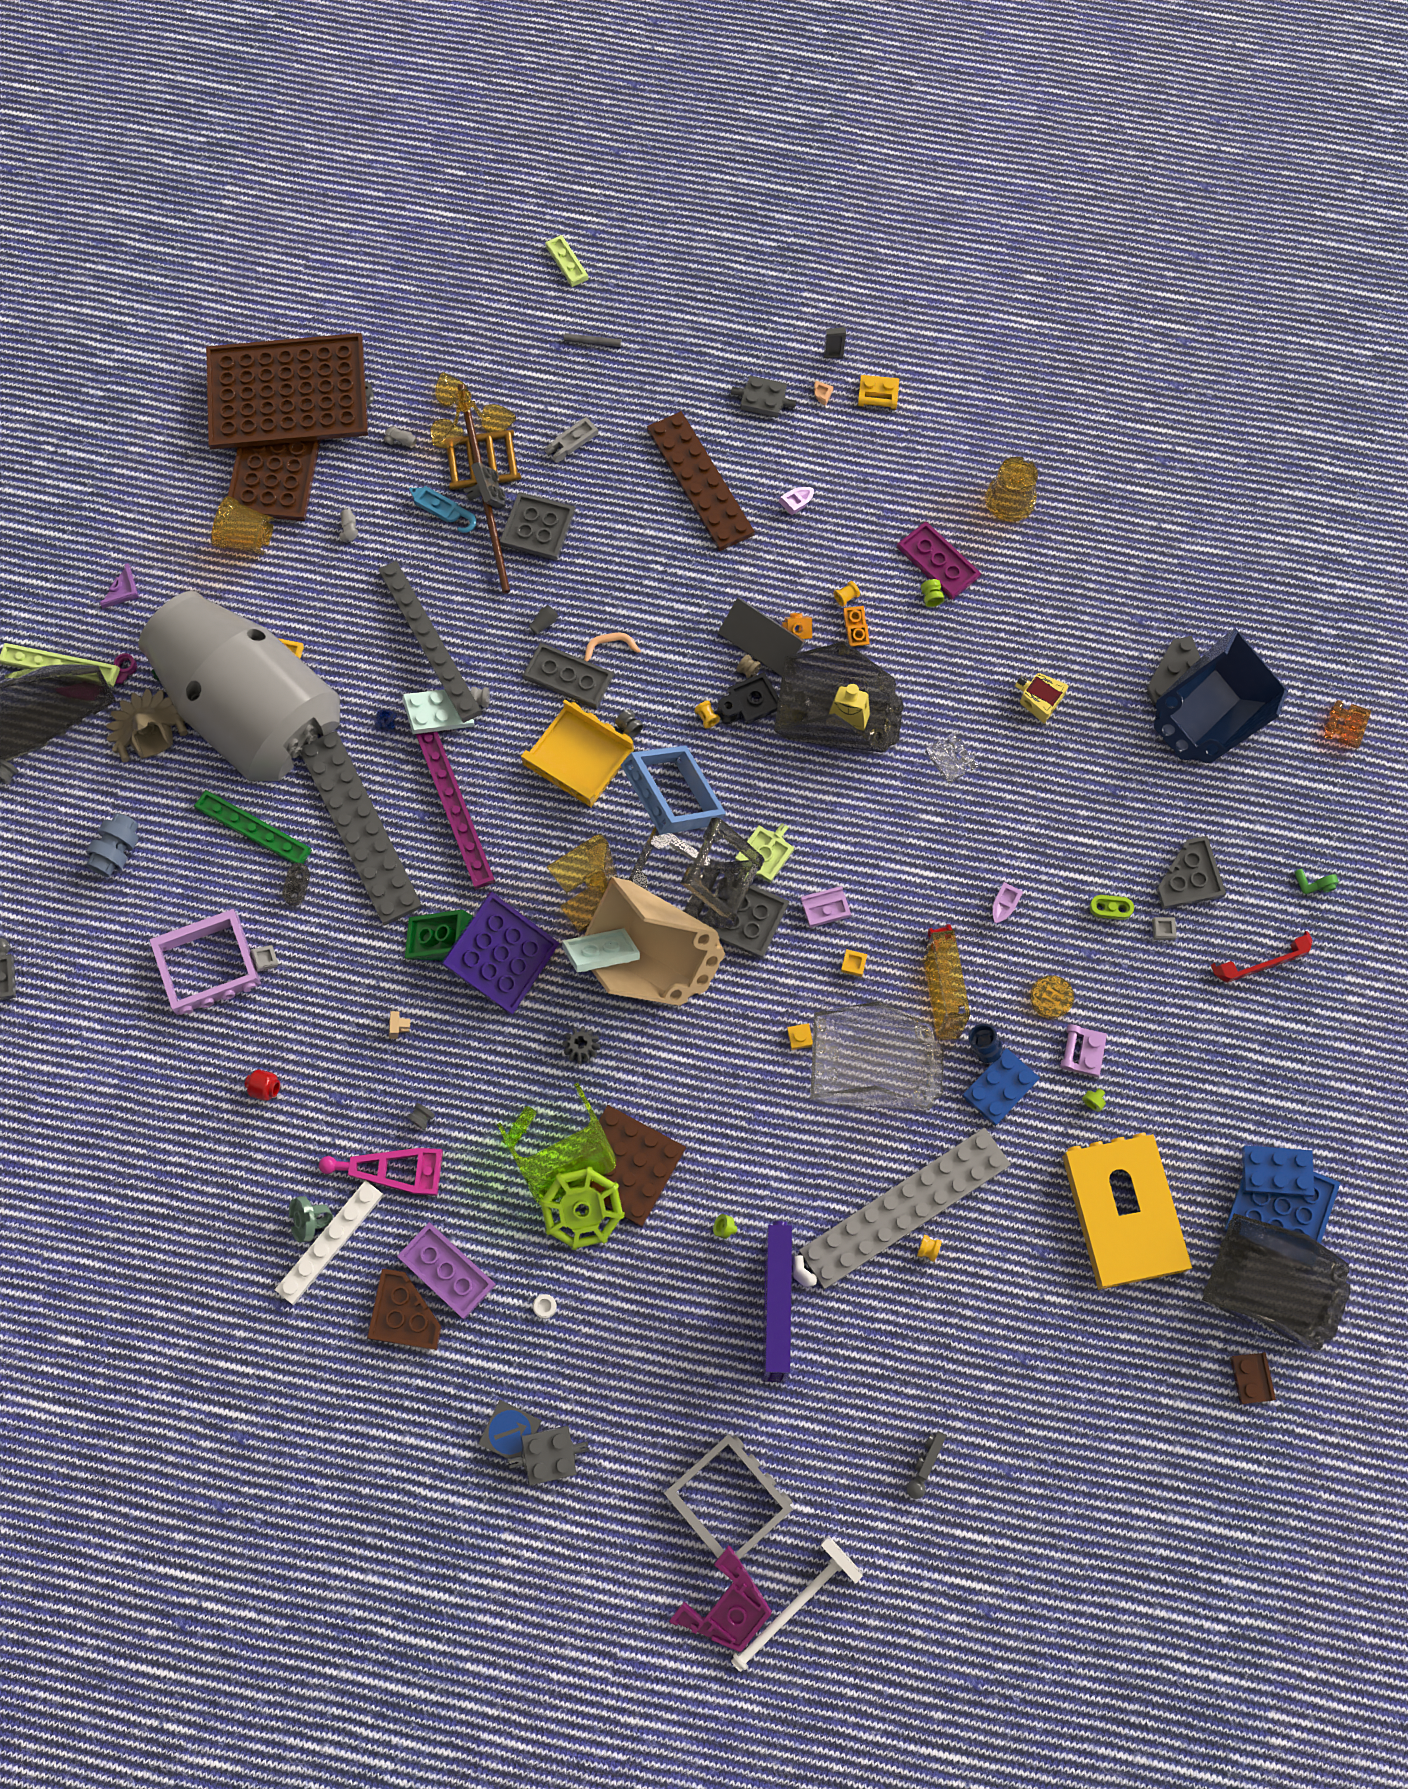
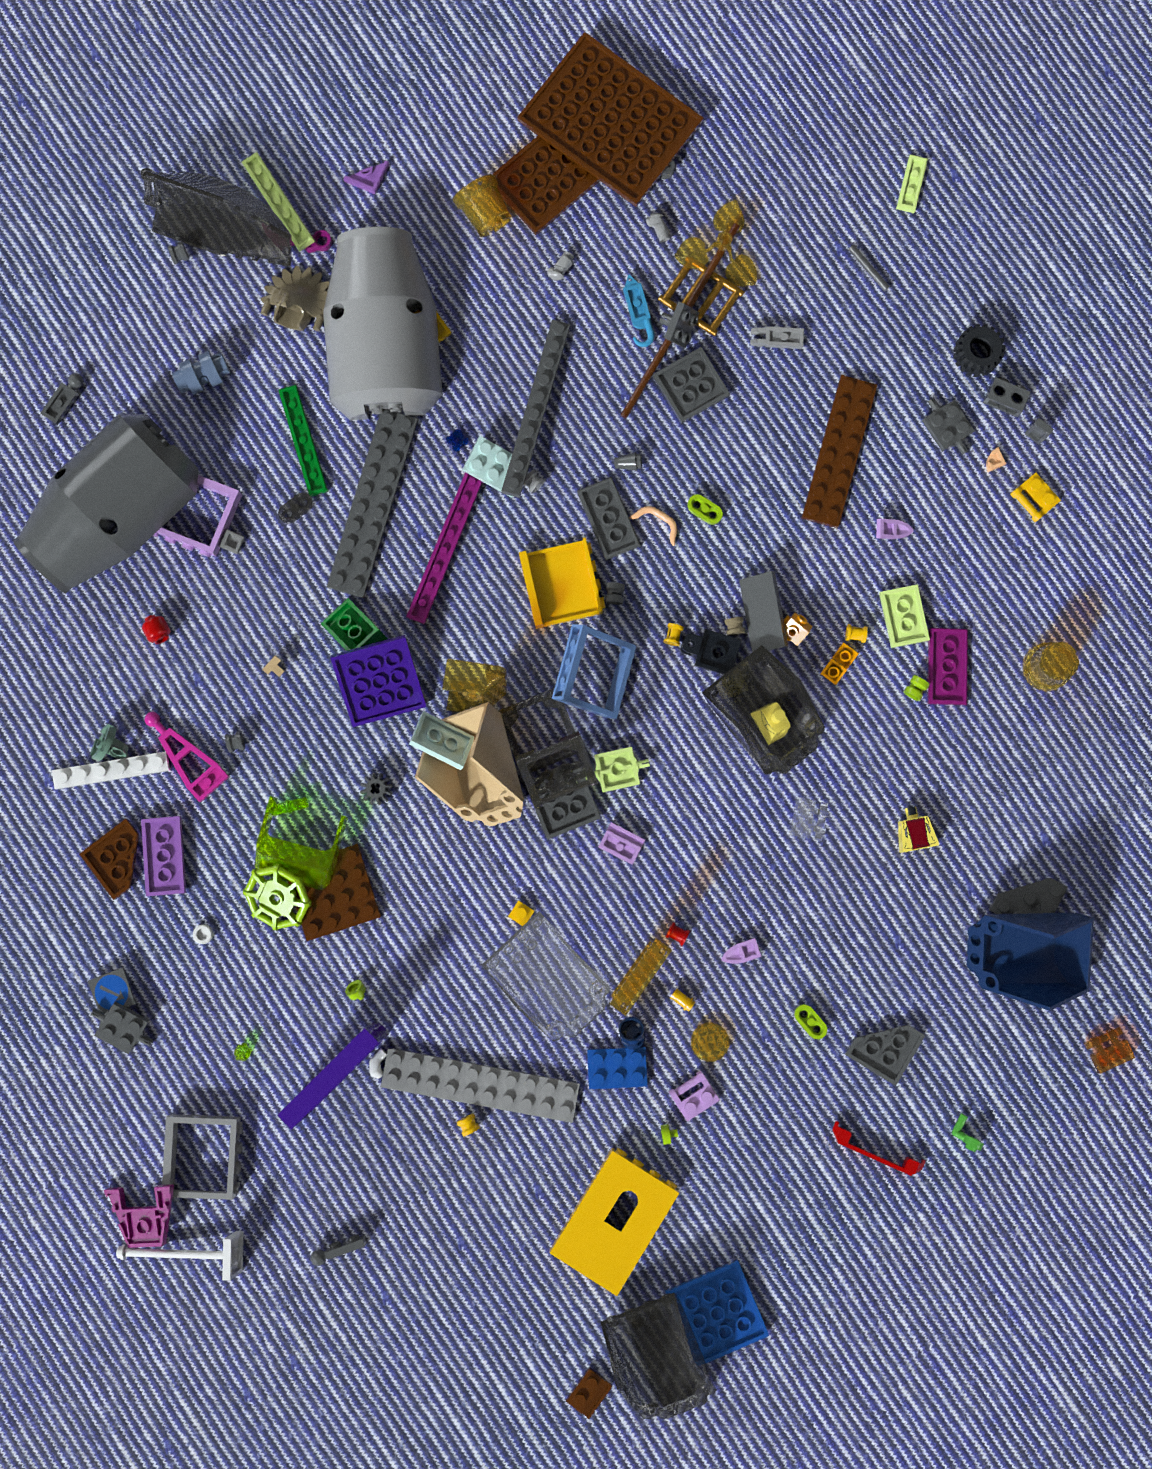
camera: 45 degrees right, 15 degrees up
(121, 1014) = (107, 501): none -> dark grey cylinder
(638, 604) = (706, 507): none -> lime plate
(676, 1374) = (242, 1052): none -> clear neon green plate
(733, 314) = (987, 338): none -> black tyre
(786, 342) = (1005, 402): none -> dark grey brick
(854, 963) = (602, 898): yellow plate -> none
(869, 551) = (904, 616): none -> yellowish green plate
(997, 983) = (683, 1000): none -> yellow pin
(1164, 928) = (831, 1067): light grey tile -> none
(1278, 1171) = (735, 1291): blue plate -> none

